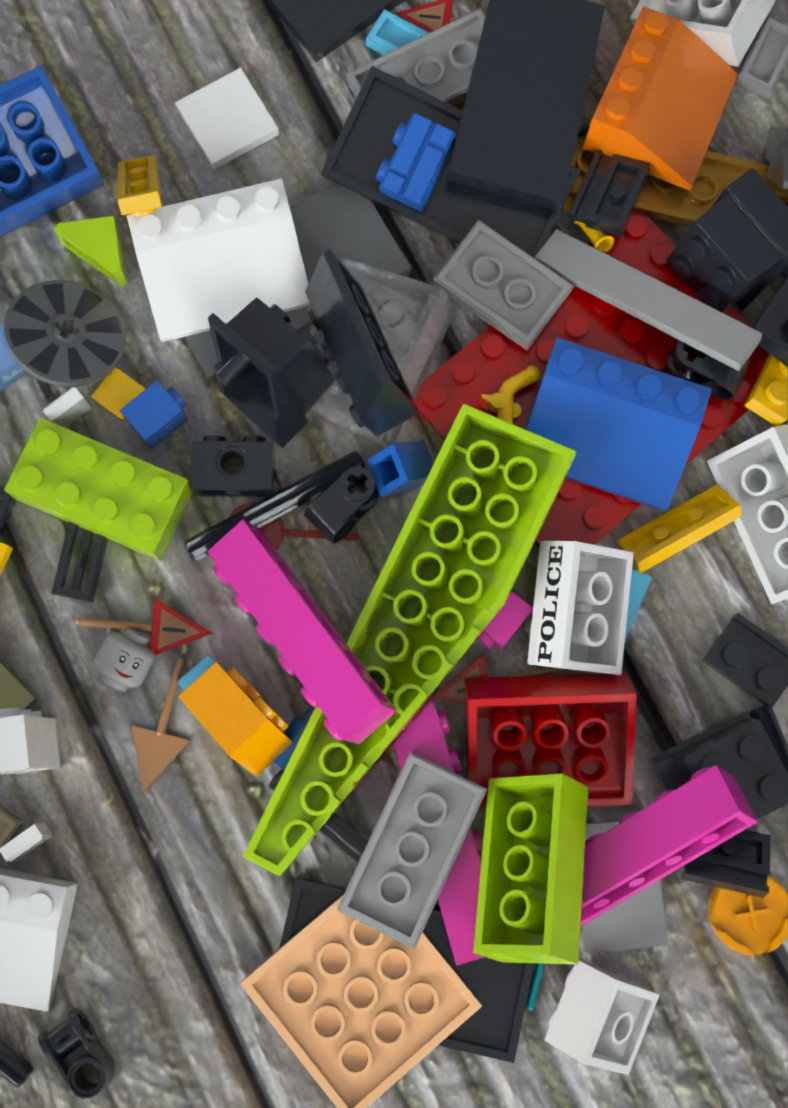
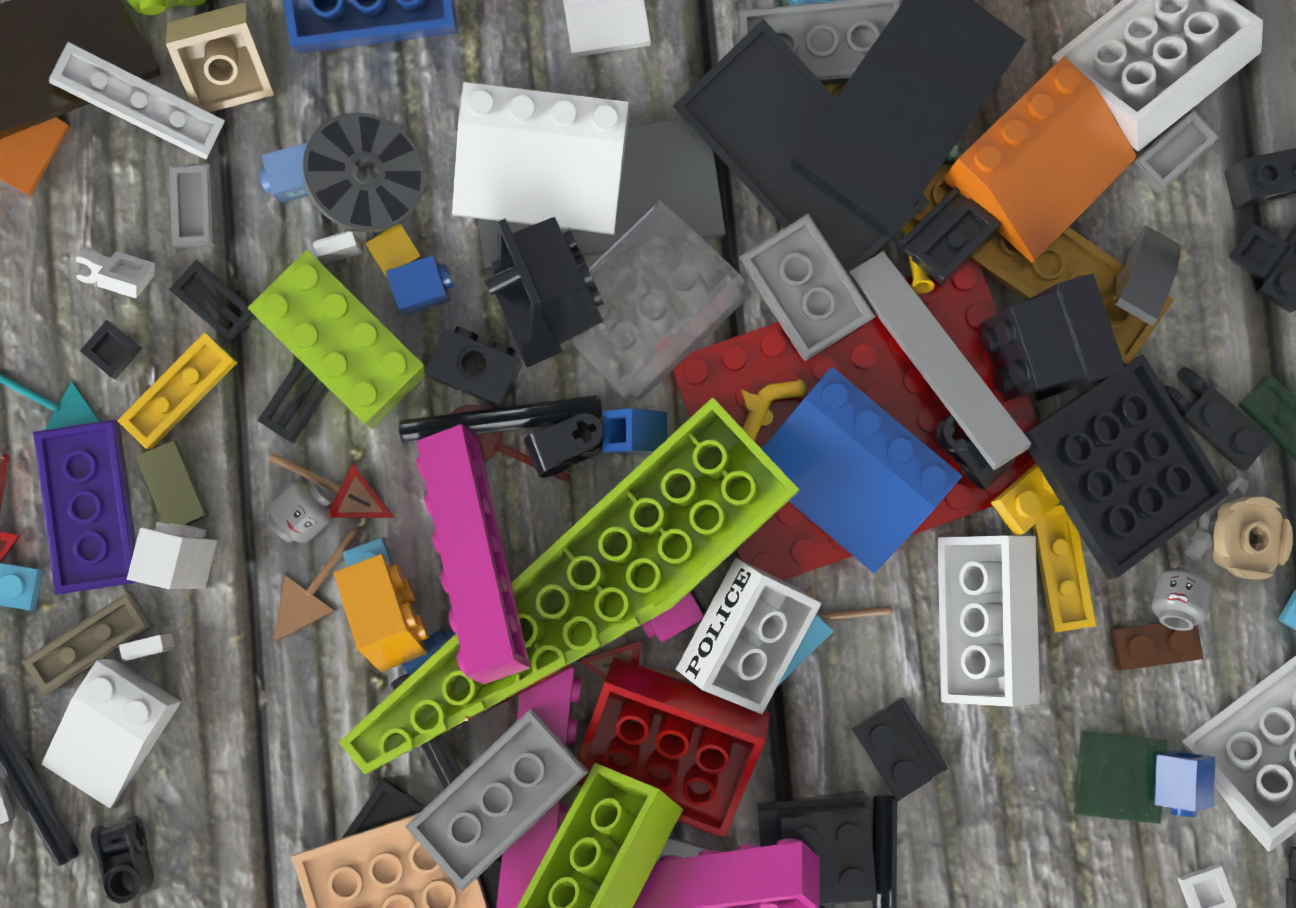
camera: 25 degrees right, 5 degrees up
(97, 243) = (430, 93): lime slope -> none
(139, 186) = (488, 53): yellow plate -> none
(358, 348) = (634, 303): black slope -> none
(416, 162) = (768, 133): blue brick -> none
(680, 527) = (880, 594): yellow plate -> none

